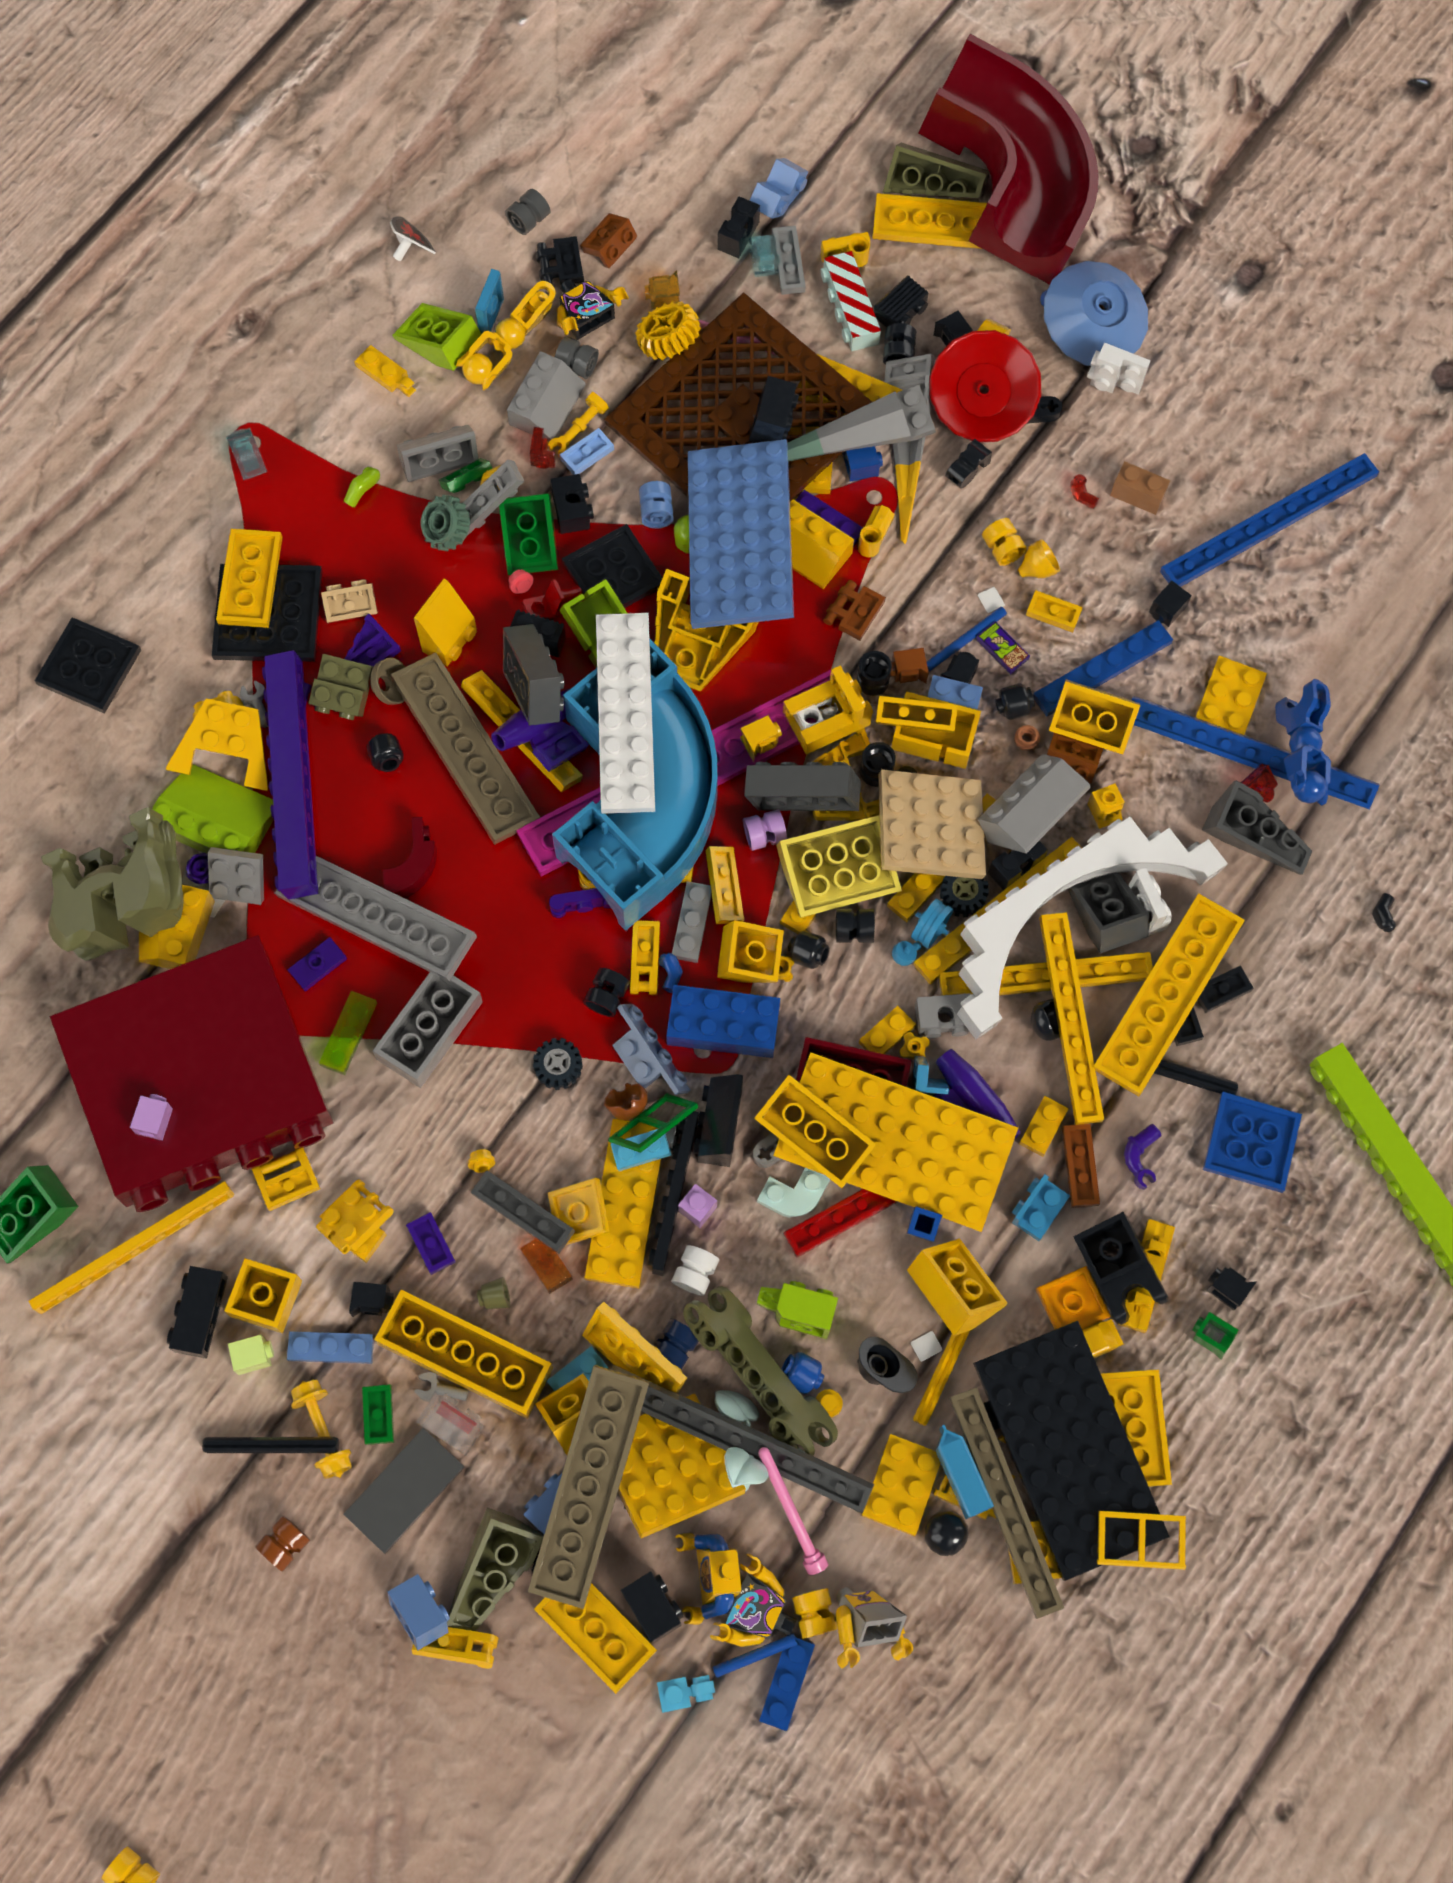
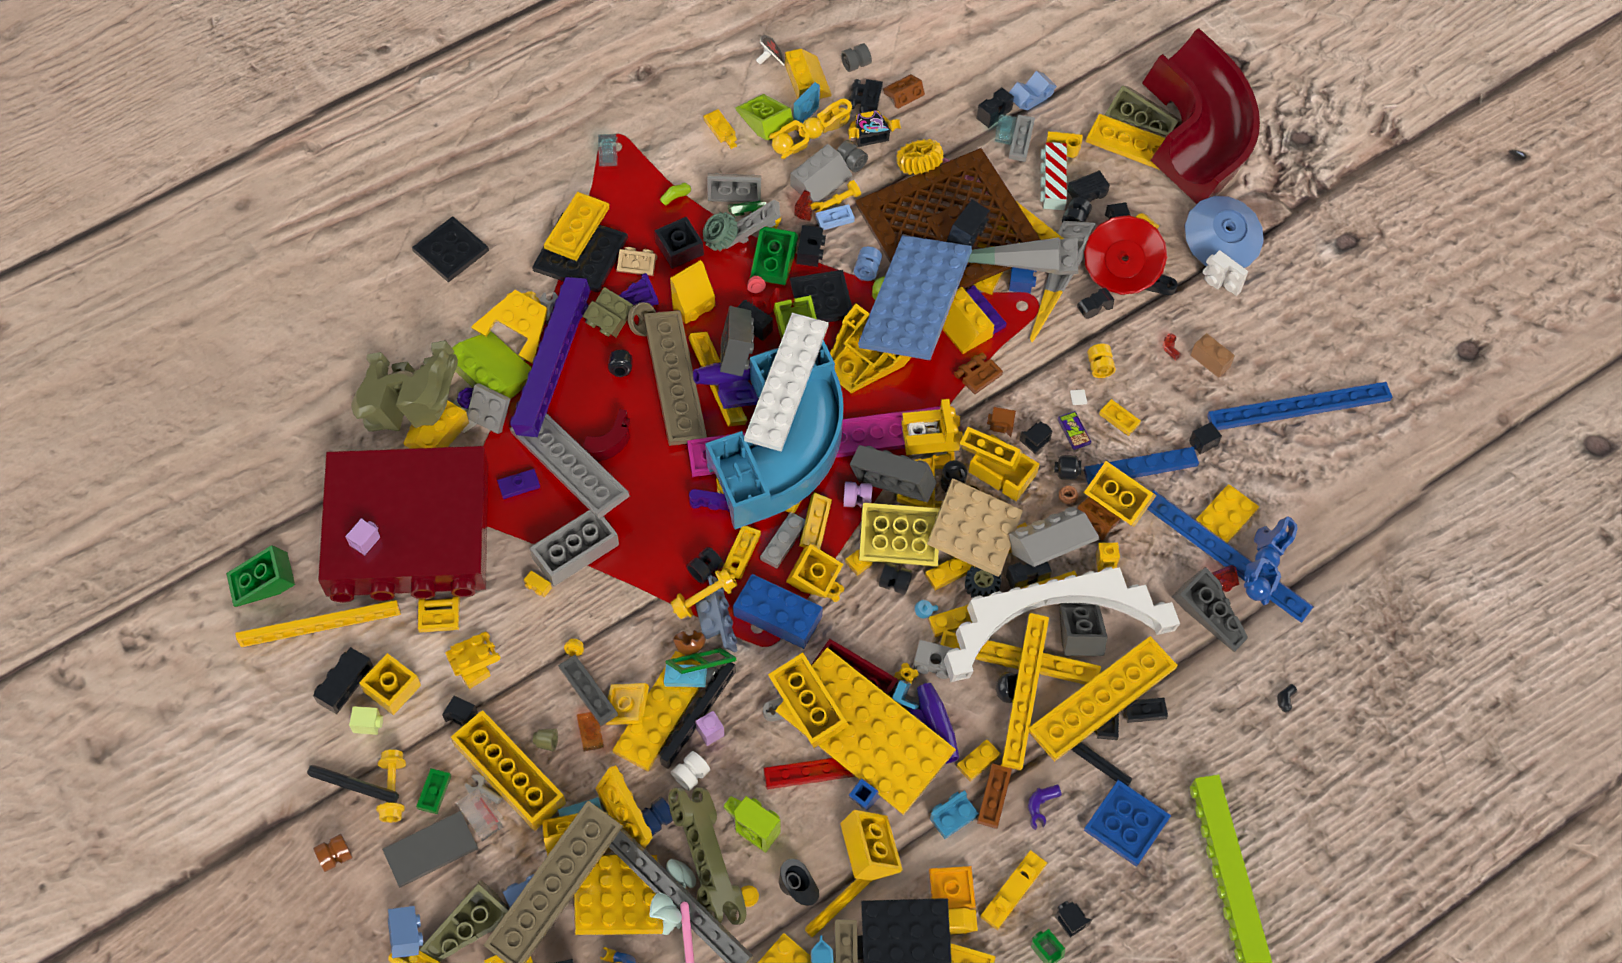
camera: 20 degrees right, 10 degrees down
(330, 1347) = (421, 736): medium blue plate -> none
(348, 1033) = (519, 534): clear neon green plate -> none
(396, 556) = (679, 242): none -> black brick
(398, 1091) = (537, 583): none -> yellow piece
(430, 1243) = (517, 690): dark purple plate -> none
(468, 257) = (804, 71): none -> yellow slope
(552, 1055) = (649, 595): black wheel -> none
(599, 1058) = (682, 607): none -> yellow piece
(662, 290) = (927, 130): clear yellow window -> none
(673, 970) = (757, 565): blue arm -> none
(719, 1120) = (748, 676): black slope -> none
(760, 736) = (878, 431): yellow window -> none
(795, 1201) = (781, 750): light aqua plate -> none
(803, 1372) = (738, 867): blue head -> none
(808, 949) = (857, 584): black head -> none
(874, 673) = (975, 415): black wheel -> none
(875, 531) = (1012, 326): yellow piece -> none
(887, 1032) = (892, 658): yellow plate -> none
(926, 1346) = (834, 882): white sticker -> none
(932, 923) = (950, 594): dark azure wheel -> none
(955, 692) = (1028, 447): medium blue brick -> none
(965, 638) = (1049, 416): blue bar -> none
(1039, 561) = (1121, 381): yellow helmet -> none
(1125, 1270) = (994, 877): black brick -> none
(1149, 893) = (1114, 626): white plate -> none

